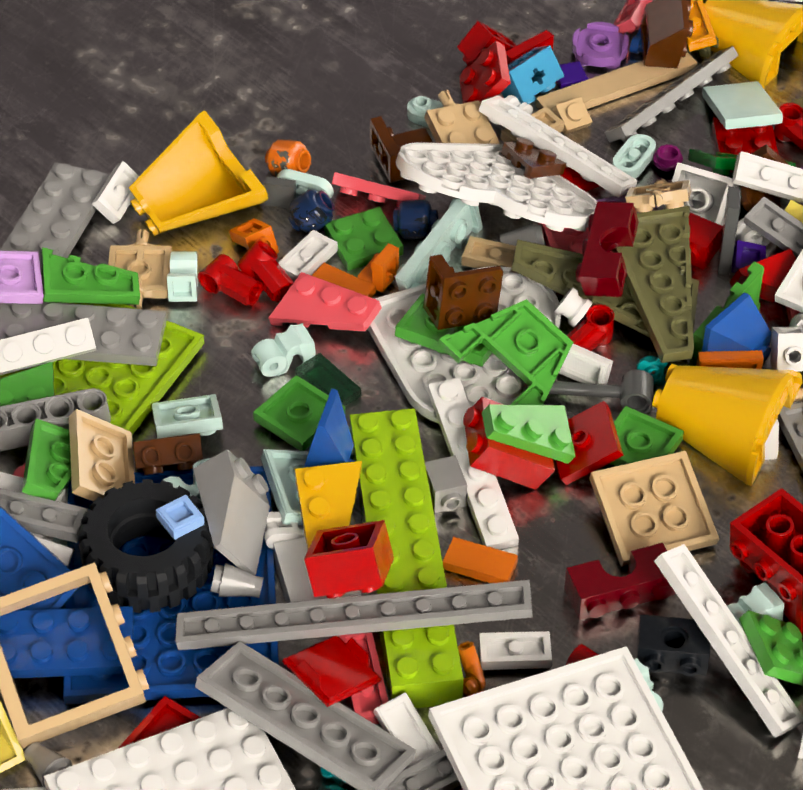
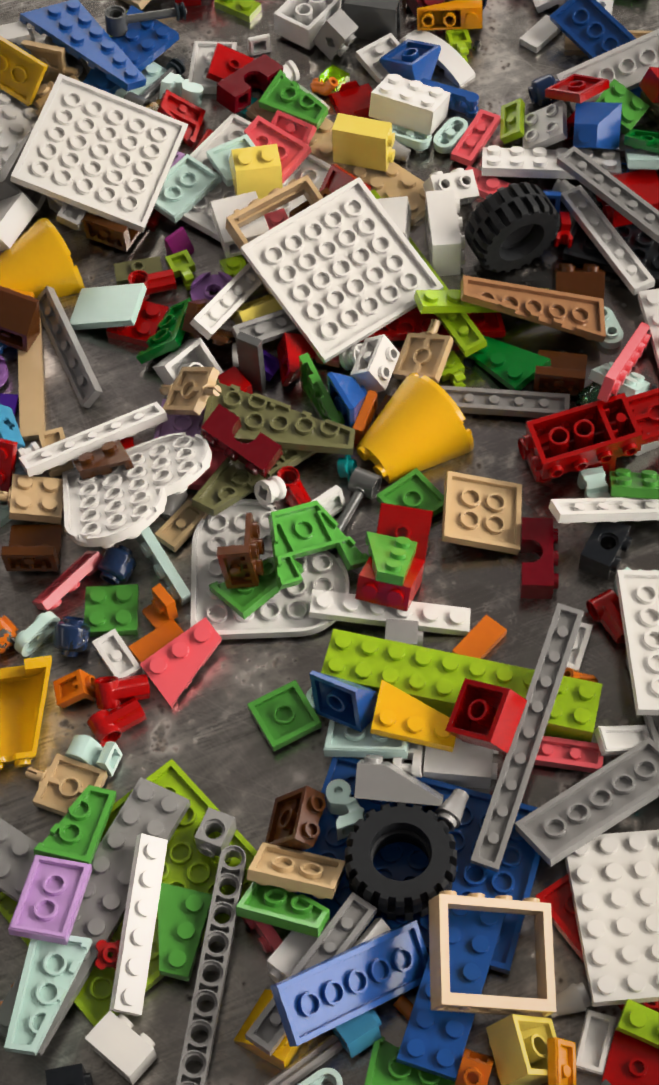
camera: 65 degrees left, 10 degrees up
(124, 387) = (215, 822): none -> light grey brick
(180, 516) = (404, 820): light blue tile -> none
(187, 416) = (259, 796): light aqua plate -> none
(276, 354) = (216, 704): light aqua leg -> none
(280, 191) = (35, 648): dark grey tile -> none
(325, 375) = (255, 685): clear green tile -> none
(333, 669) = (560, 769): red piece -> none
(573, 114) = (53, 418): tan plate -> none
(635, 154) = (122, 398): light aqua plate -> none
(667, 157) = (132, 375): magenta plate -> none

